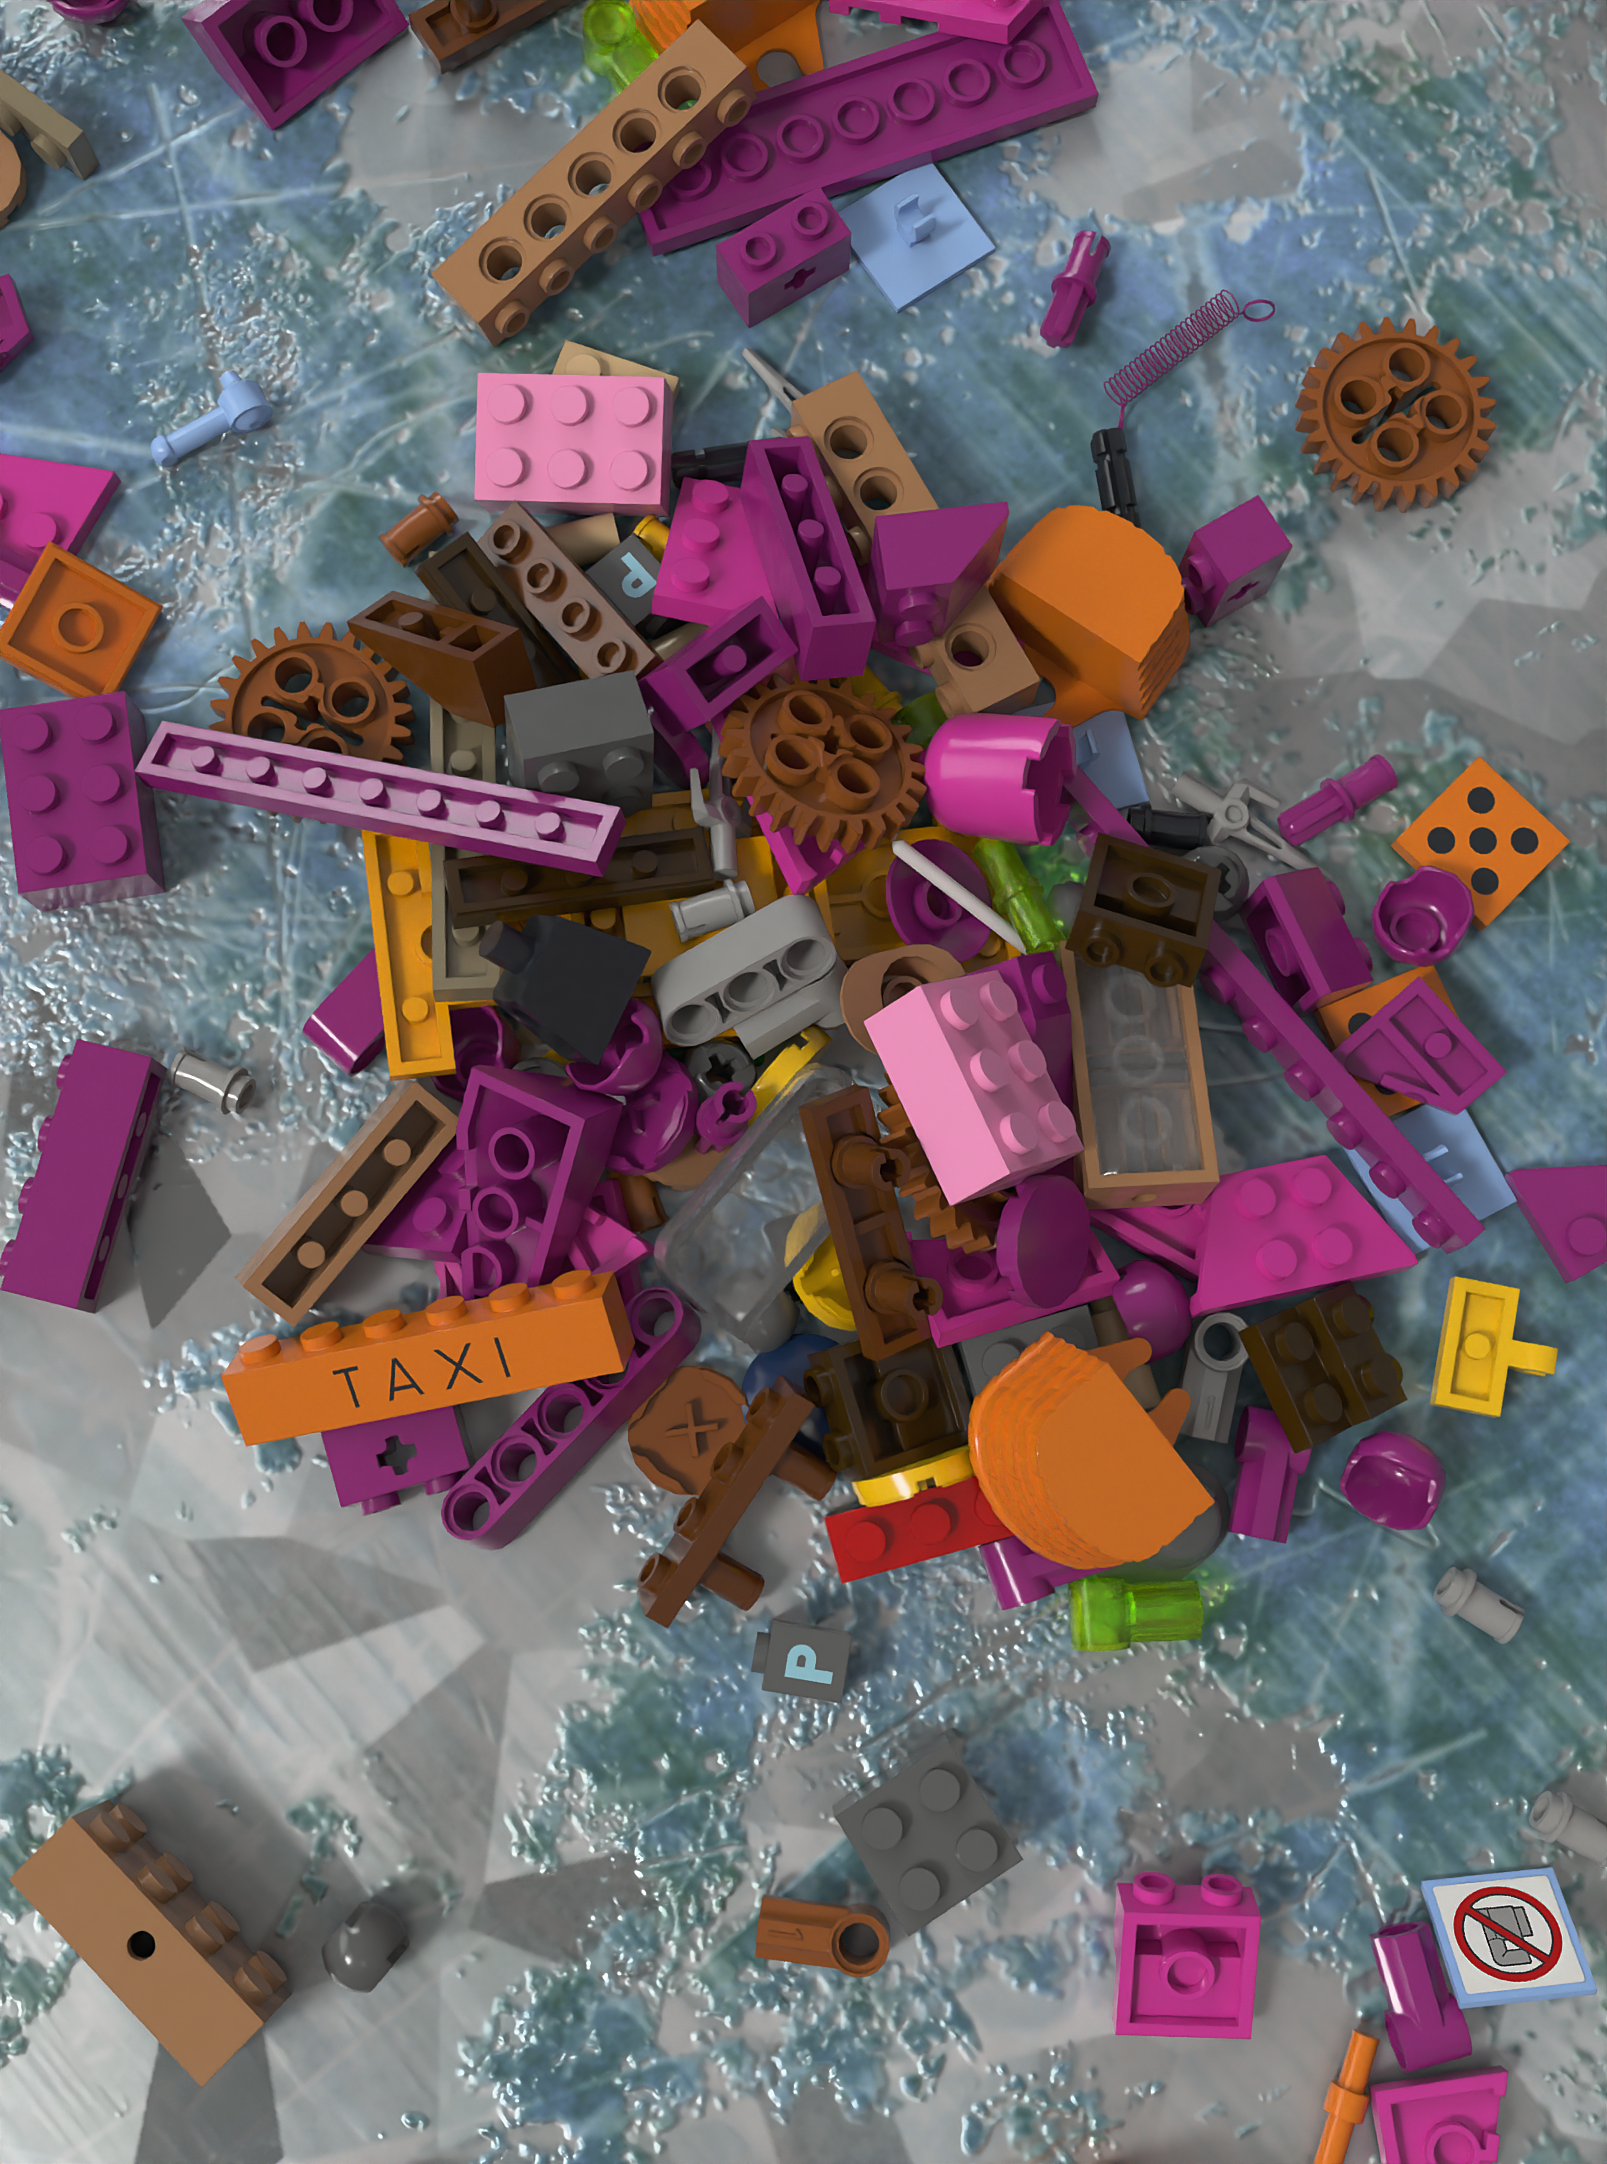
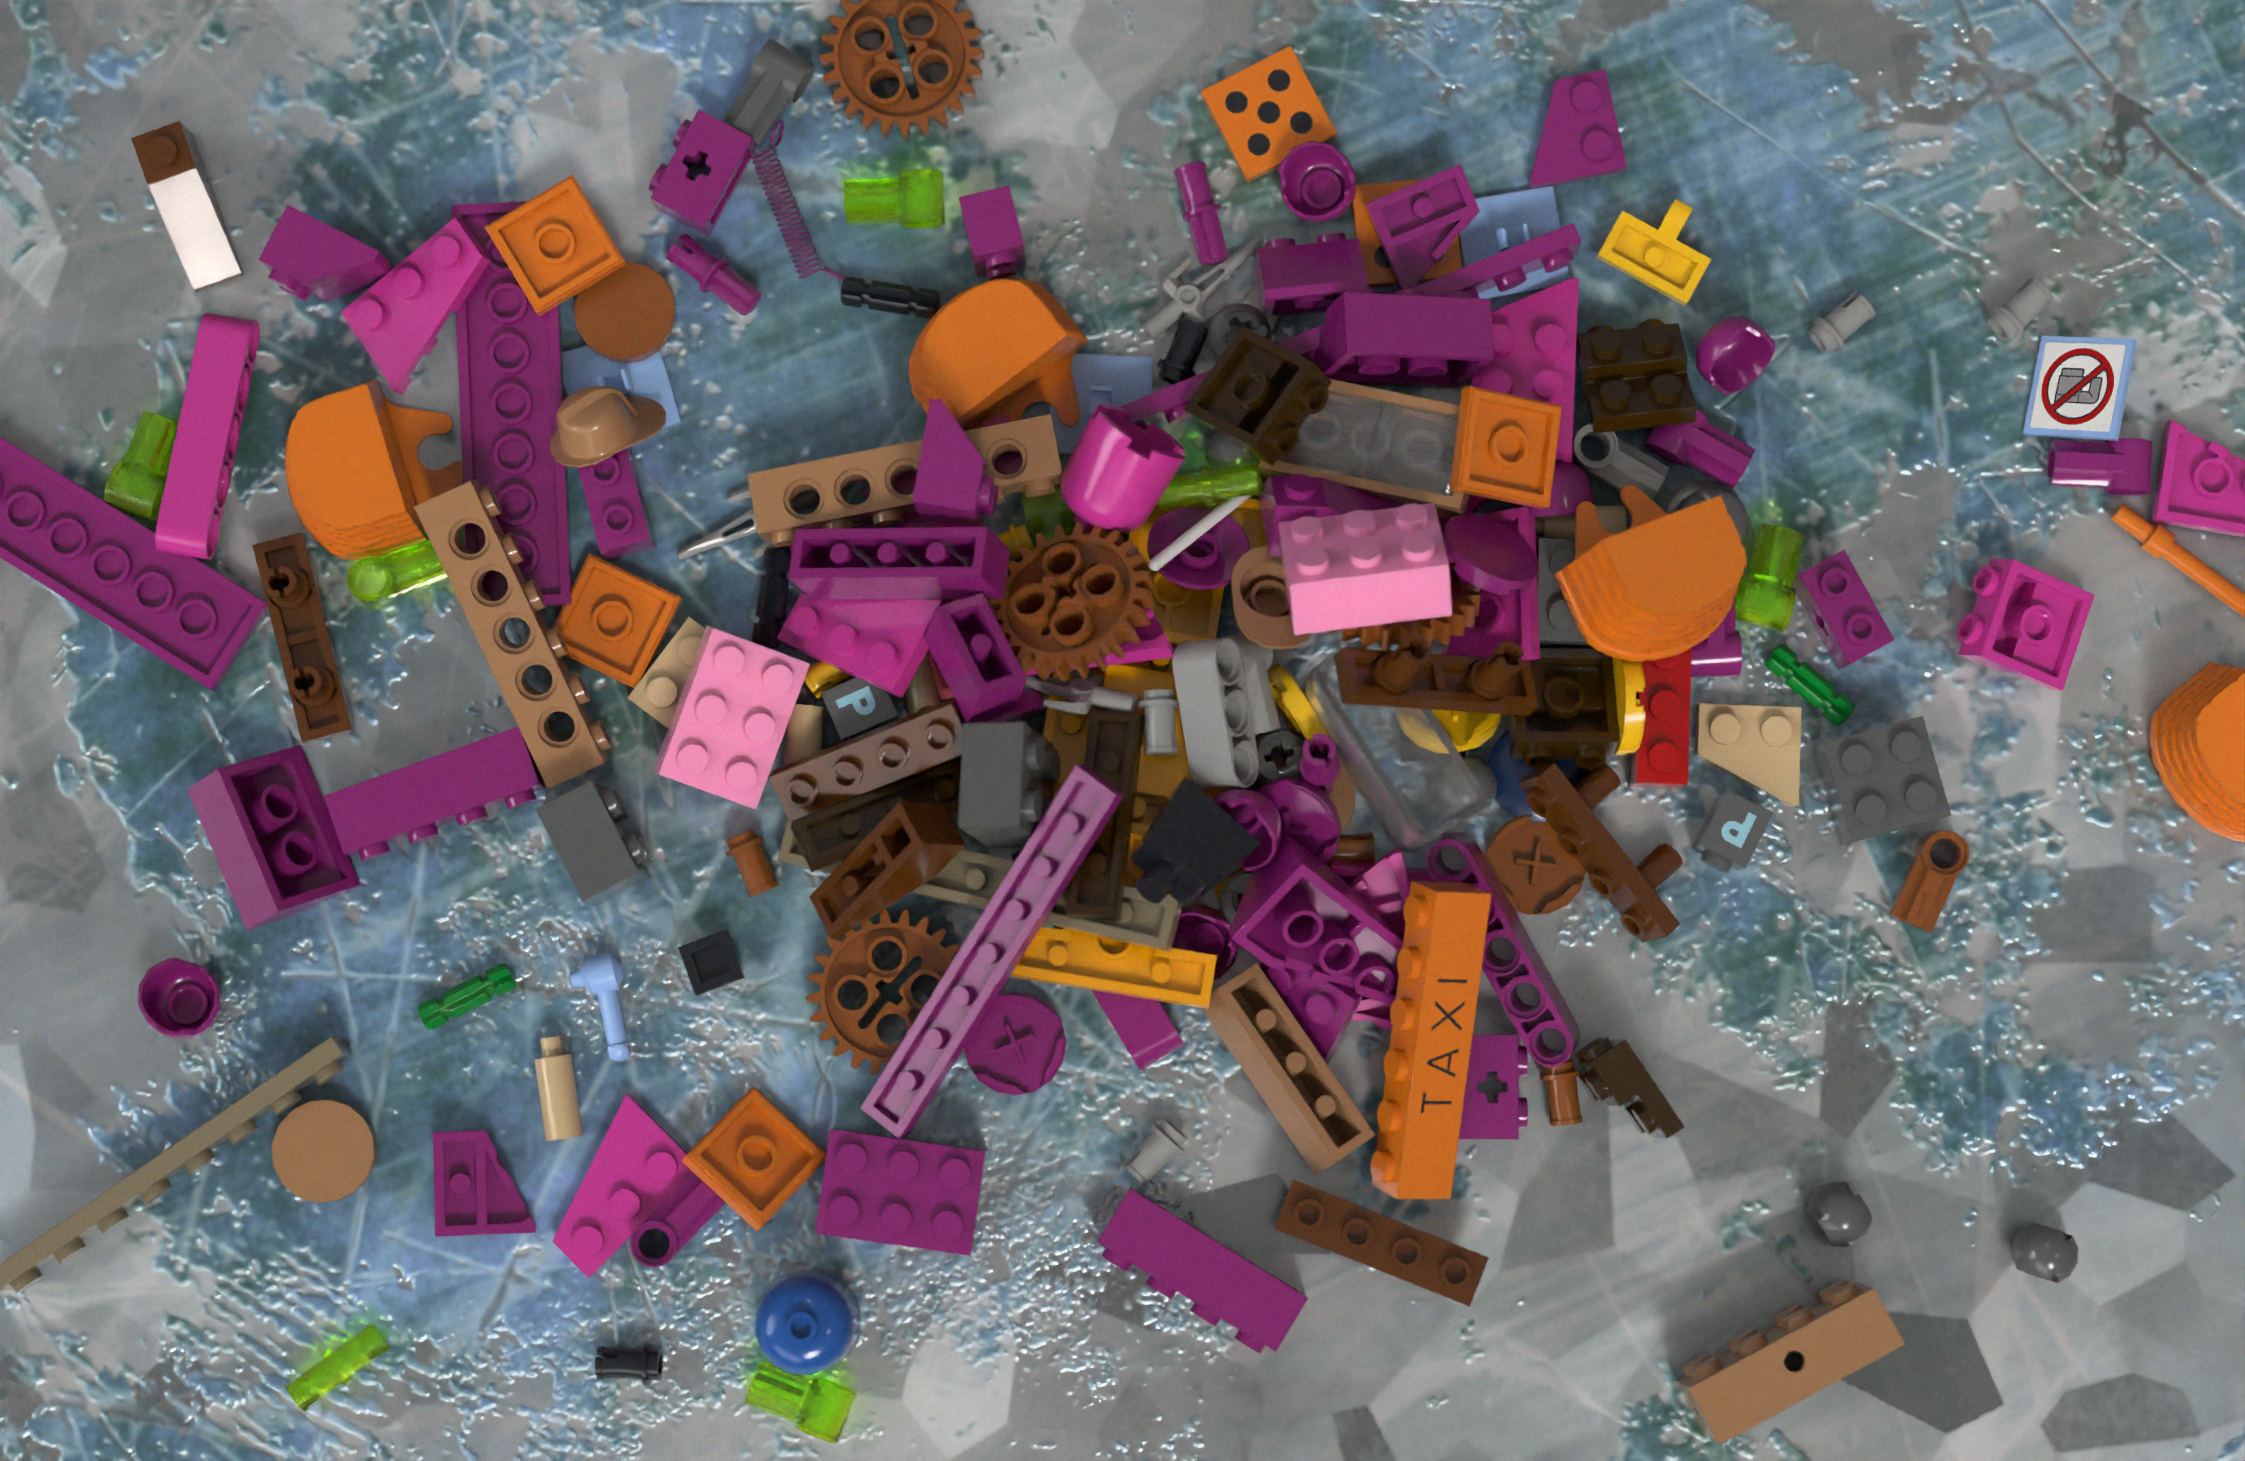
camera: 70 degrees left, 5 degrees up
(96, 398) = (557, 1091): none -> tan cylinder
(164, 1376) = (1381, 1242): none -> reddish brown plate
(179, 273) = (467, 996): none -> green axle
(291, 518) = (711, 962): none -> black plate
(297, 884) = (1017, 1045): none -> magenta tile
(383, 339) = (594, 842): none -> dark grey brick
(387, 159) = (434, 793): none -> magenta brick
(418, 1550) = (1562, 1093): none -> dark orange pin
(448, 1610) = (1618, 1076): none -> dark brown plate
(650, 304) = (615, 621): none -> orange tile
(866, 204) = (602, 422): none -> medium nougat piece
(920, 1657) = (1754, 745): none -> tan wing
(1000, 210) = (626, 314): none -> dark orange tile
(1018, 1704) = (1809, 684): none -> green axle
(1047, 107) = (555, 245): none -> orange tile
(1124, 1714) = (1841, 610): none -> magenta brick
(1183, 1222) = (1505, 447): none -> orange tile
(1204, 261) = (704, 199): none -> magenta brick
(1229, 458) = (910, 199): none -> clear neon green piece
(1274, 1067) = (1405, 338): none -> magenta slope
(1315, 288) = (774, 82): none -> dark grey piece

